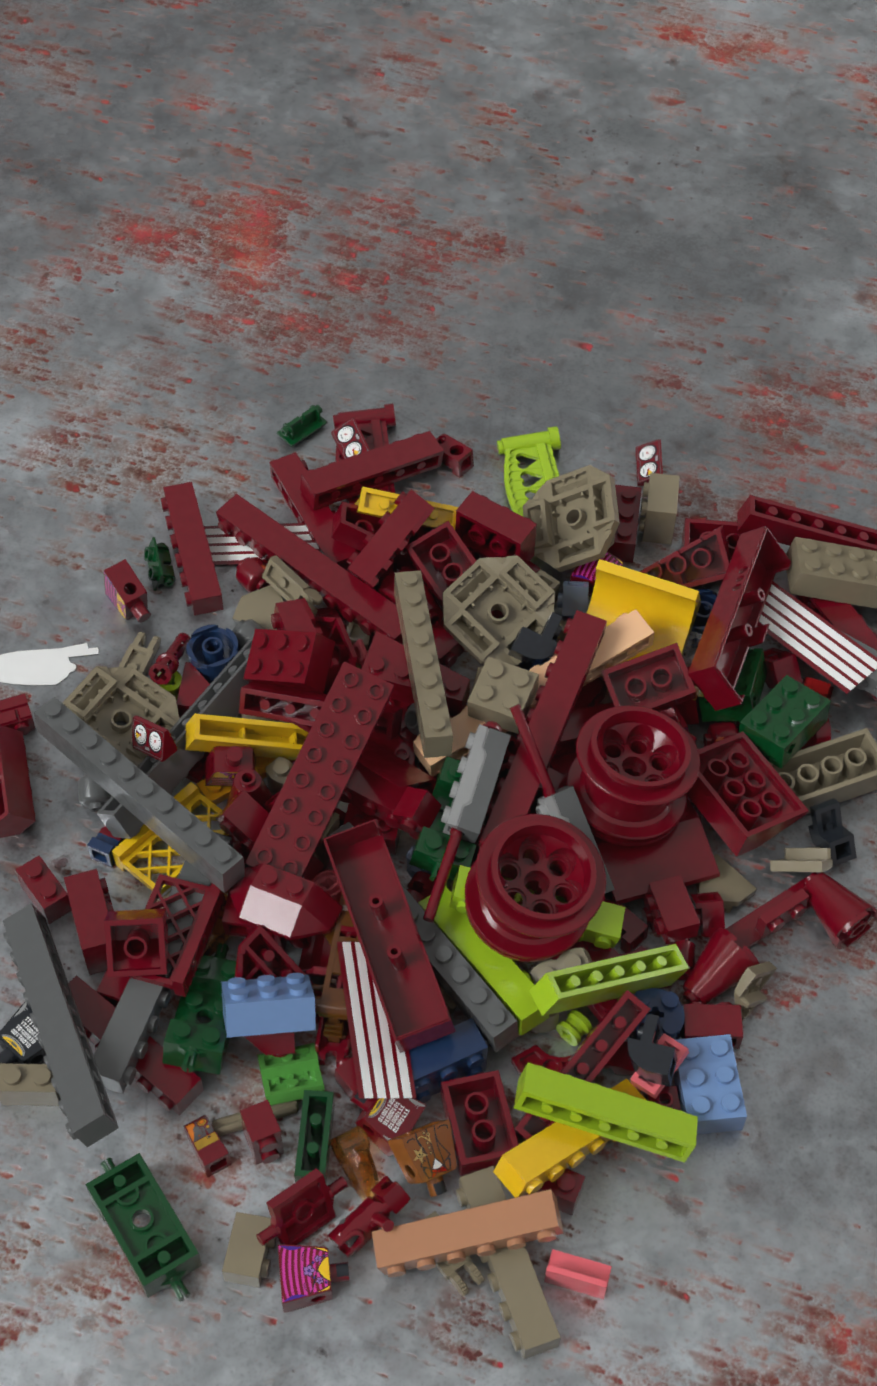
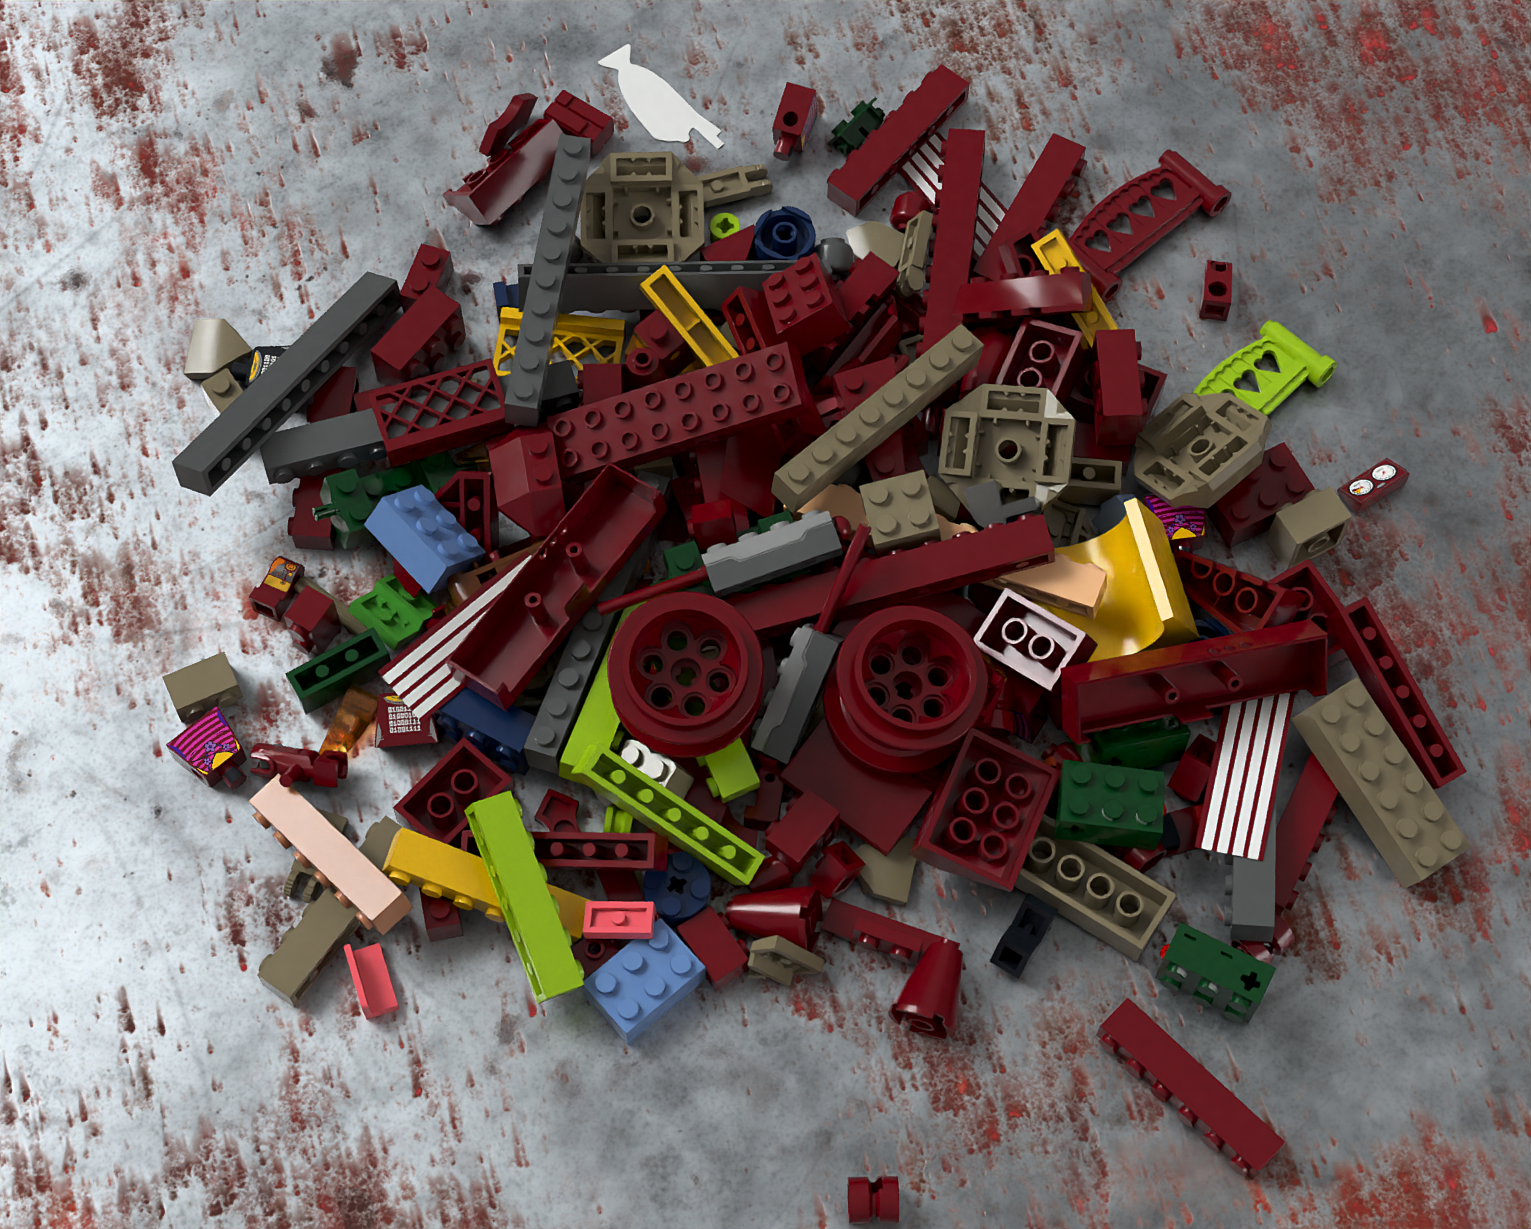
camera: 55 degrees right, 10 degrees up
(136, 942) = (400, 385): dark red slope -> none
(152, 739) = (625, 254): slope -> none
(161, 1250) = (149, 615): dark green brick -> none
(171, 657) = (727, 207): dark red pin -> none
(301, 1209) = (261, 702): dark red plate -> none
(302, 426) = (1134, 133): dark green hinge -> none
(349, 439) = (1141, 190): slope -> none
(371, 469) = (1119, 228): dark red brick -> none
(426, 1155) = (388, 772): dark orange torso -> none
(650, 1060) = (610, 897): black brick -> none
(803, 860) = (968, 928): dark tan slope -> none

